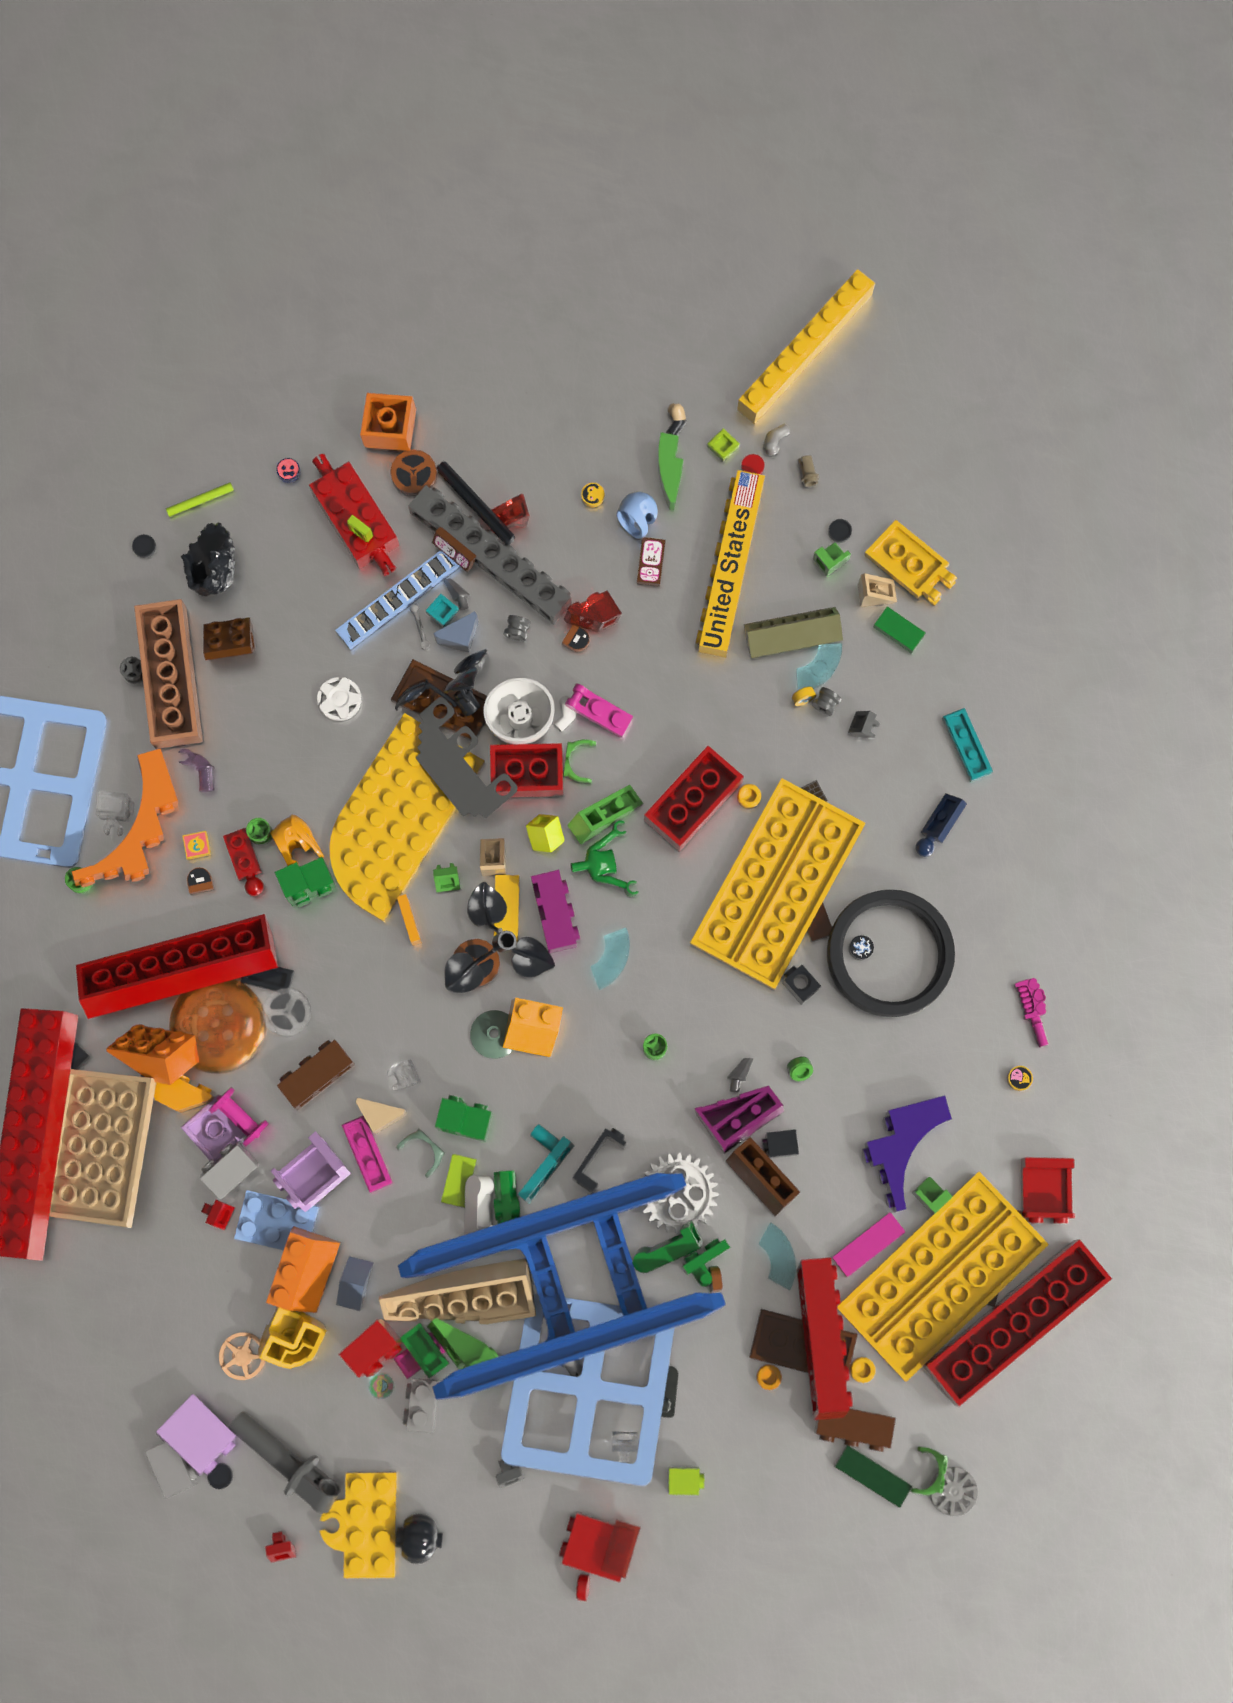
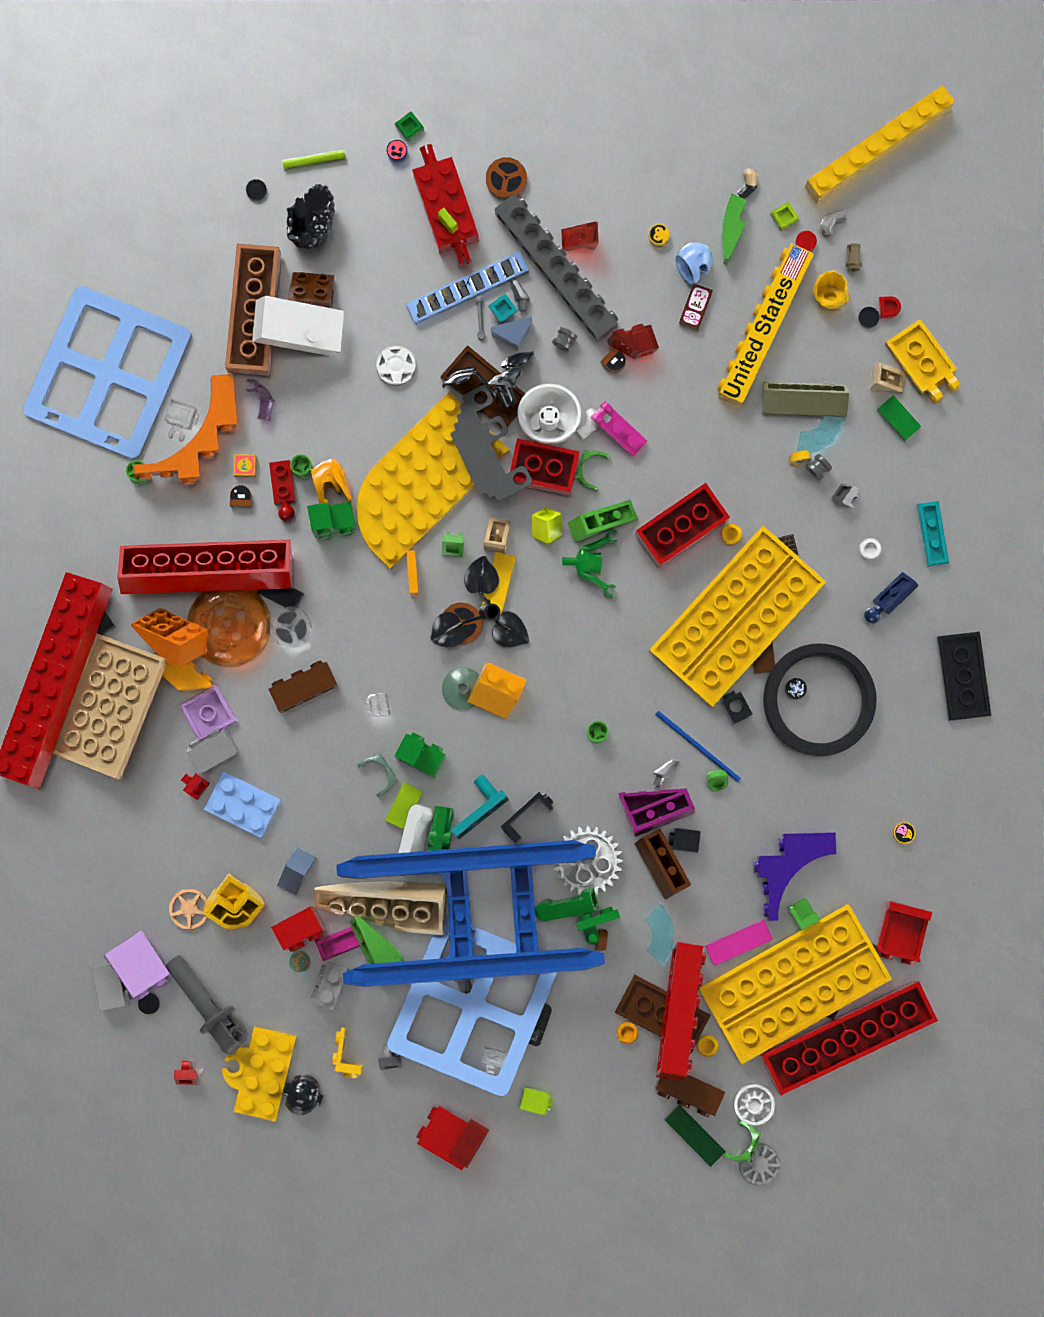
camera: 15 degrees right, 5 degrees up
(130, 666) = (221, 294): dark grey wheel -> none
(221, 679) = (298, 326): none -> white brick
(238, 1116) = (230, 707): dark pink hose -> none
(295, 441) = (409, 126): none -> green tile
(303, 1271) = (255, 850): orange slope -> none
(311, 1174) = (280, 770): lavender panel -> none
(367, 1154) = (331, 764): dark pink tile -> none
(379, 1115) = (349, 734): tan slope -> none
(388, 421) = (494, 128): orange brick -> none
(424, 1350) = (343, 941): green tile -> none
(453, 549) = (525, 256): reddish brown tile -> none
(464, 1496) = (350, 1070): none -> yellow bracket
(475, 503) = (554, 219): black axle -> none
(555, 911) = (539, 595): magenta wedge -> none
(582, 1588) = (430, 1167): red tile -> none
(613, 959) = (580, 648): clear light blue tile -> none
(769, 1036) = (698, 746): none -> blue axle
(793, 510) = (831, 290): none -> yellow hair
(830, 558) = (854, 340): bright green panel -> none
(858, 515) = (889, 307): none -> red tile
(903, 777) = (870, 549): none -> white tile
(931, 1424) = (754, 1104): none -> white wheel
(1034, 1006) = (932, 773): dark pink piece -> none
(1040, 890) = (963, 676): none -> black tile

